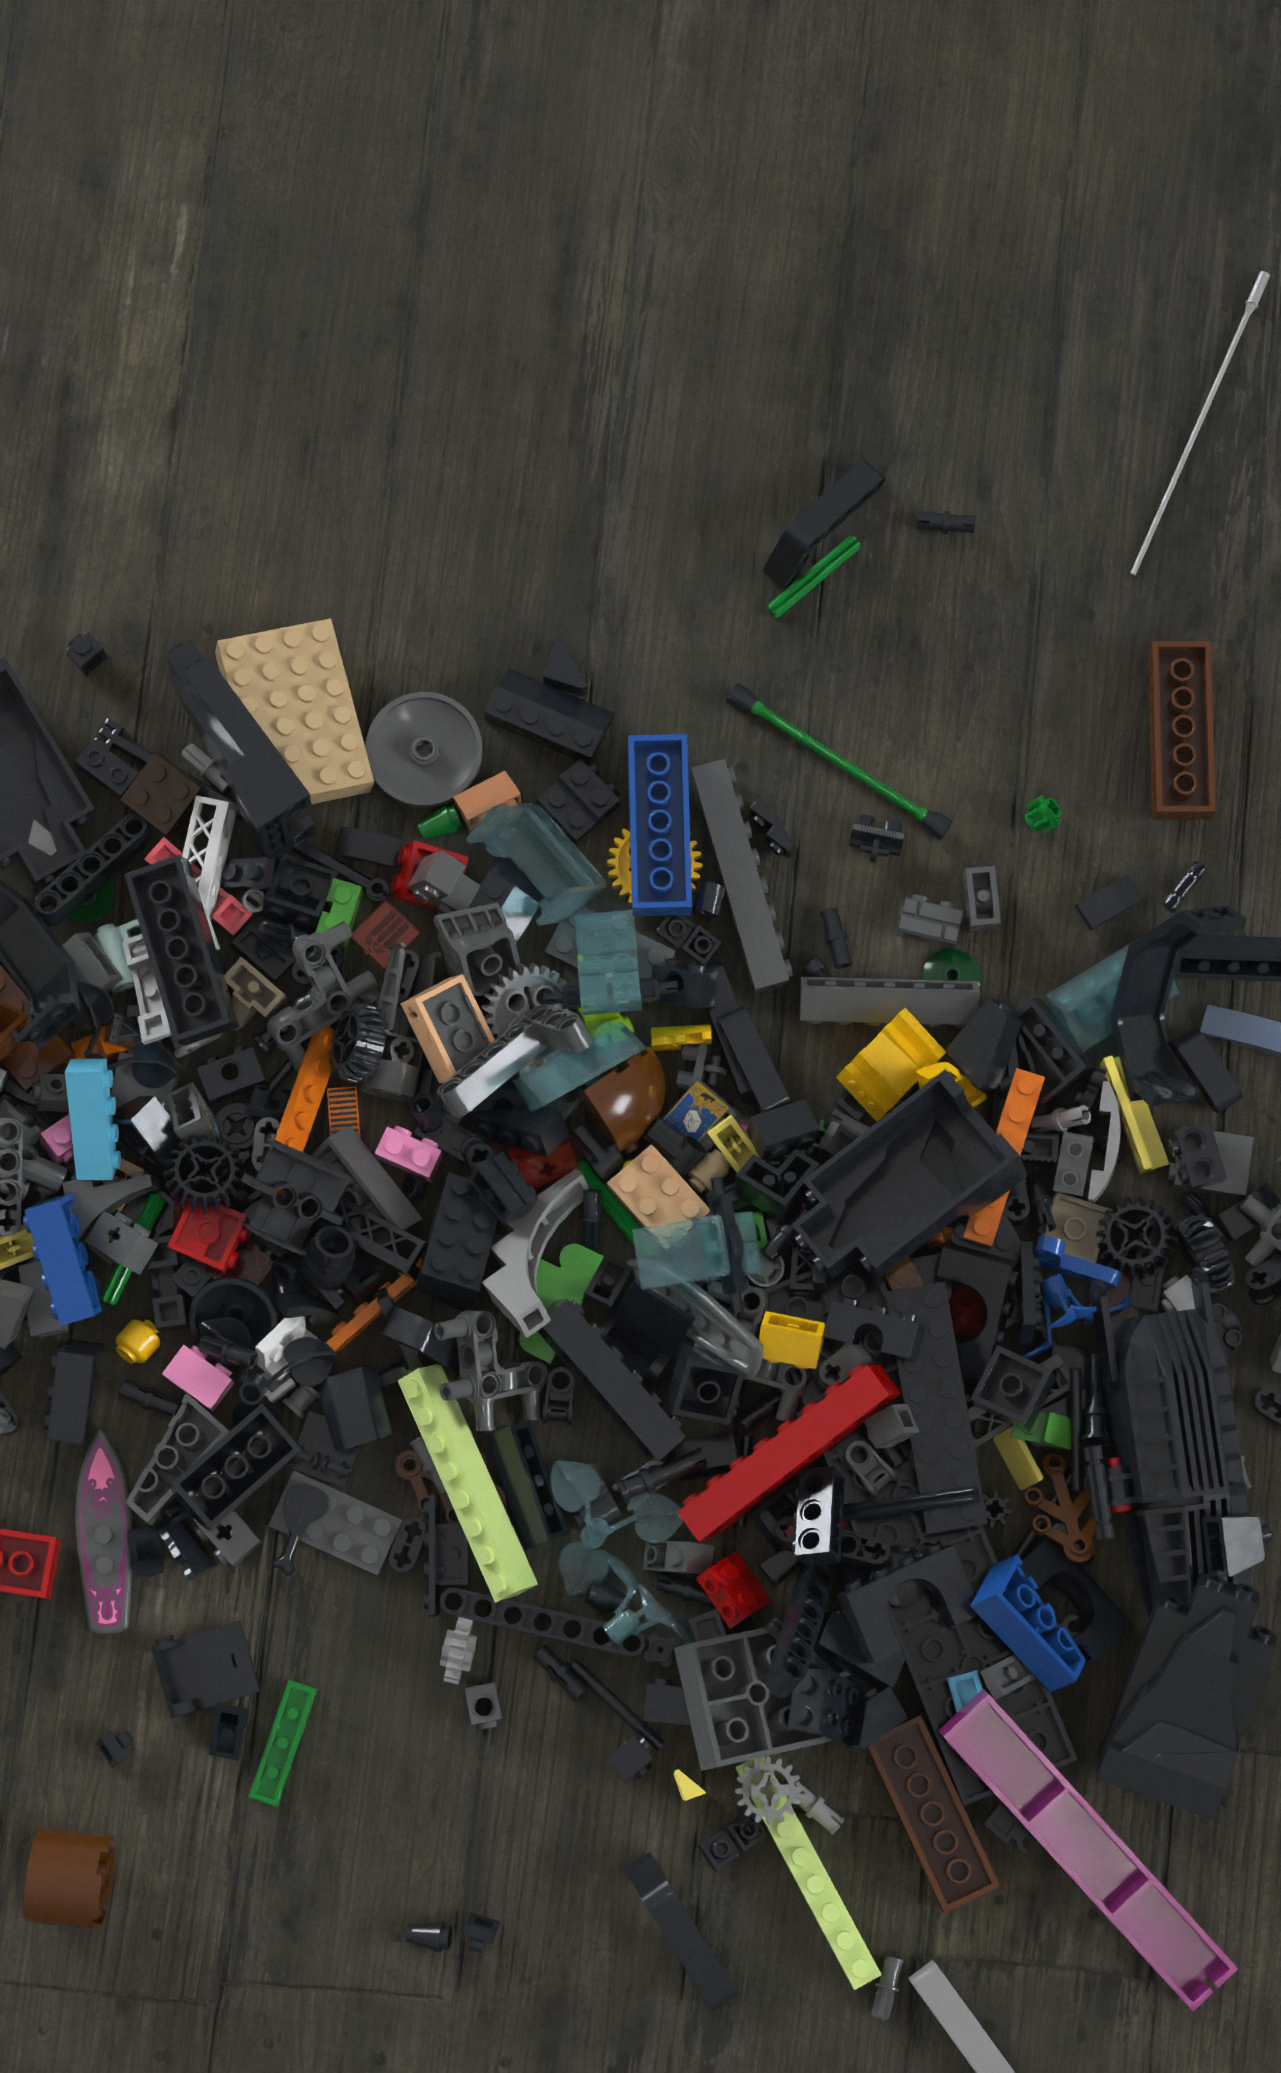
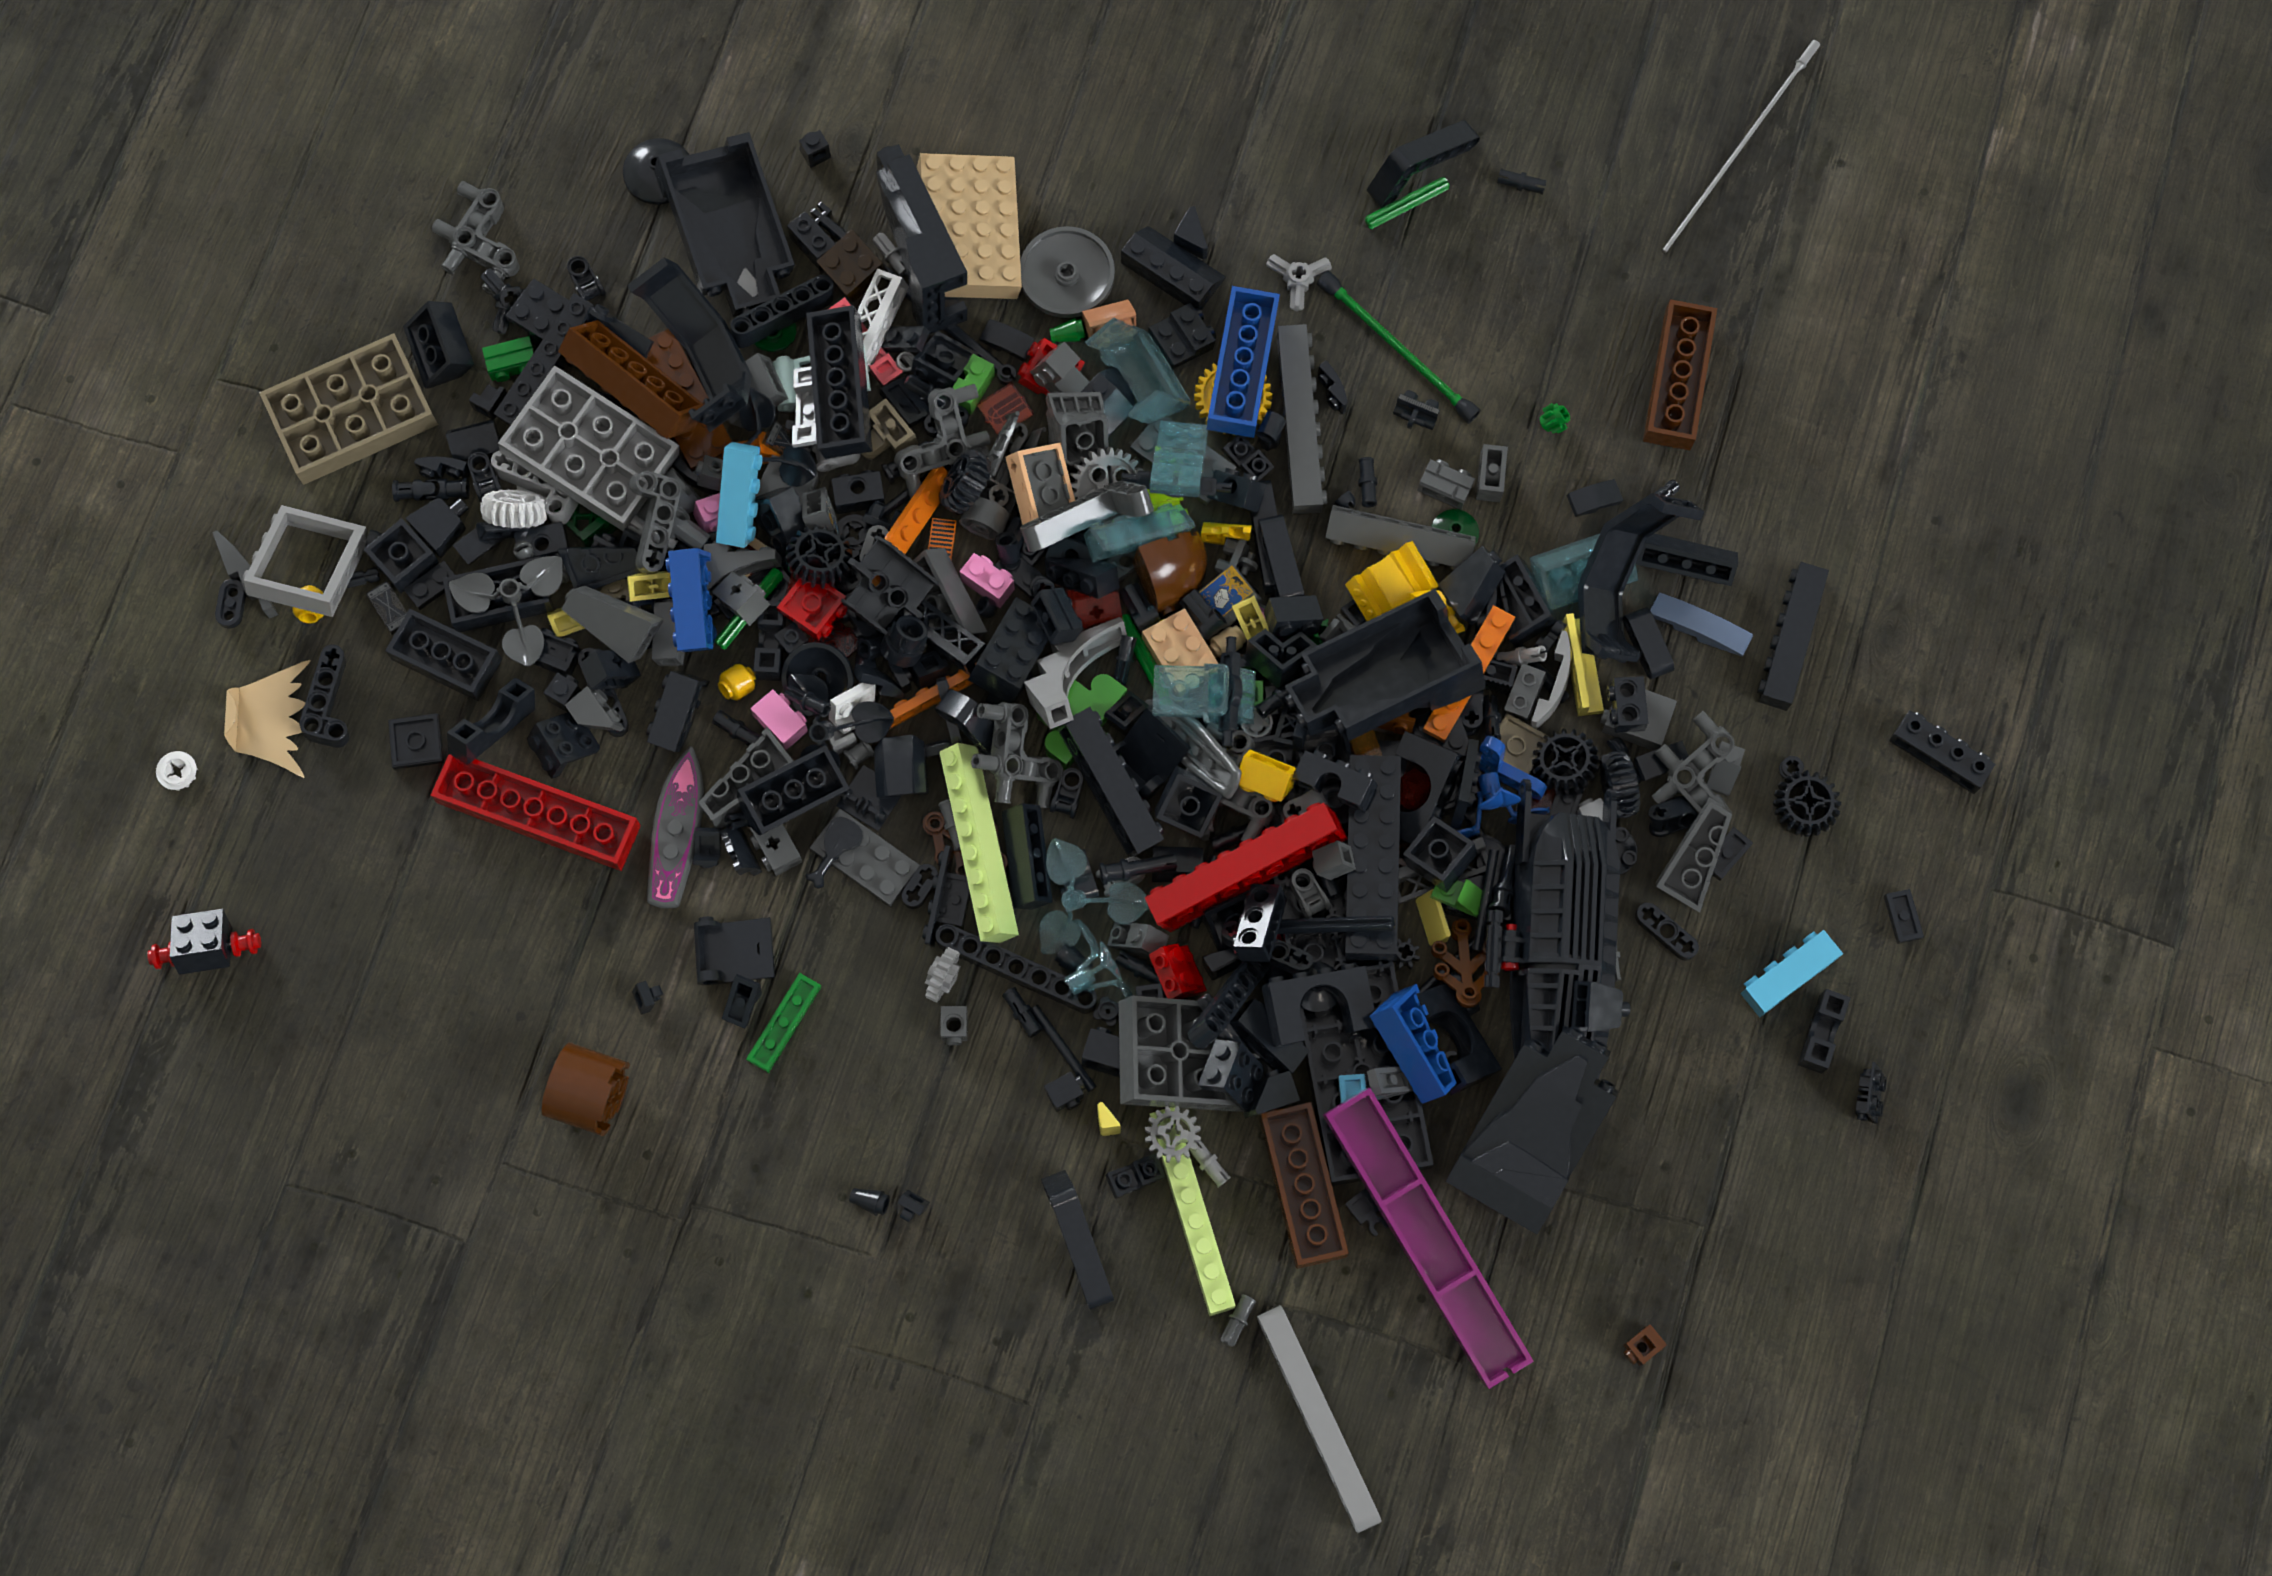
camera: 10 degrees right, 5 degrees down
(712, 691) = (1298, 286): none -> light grey bush

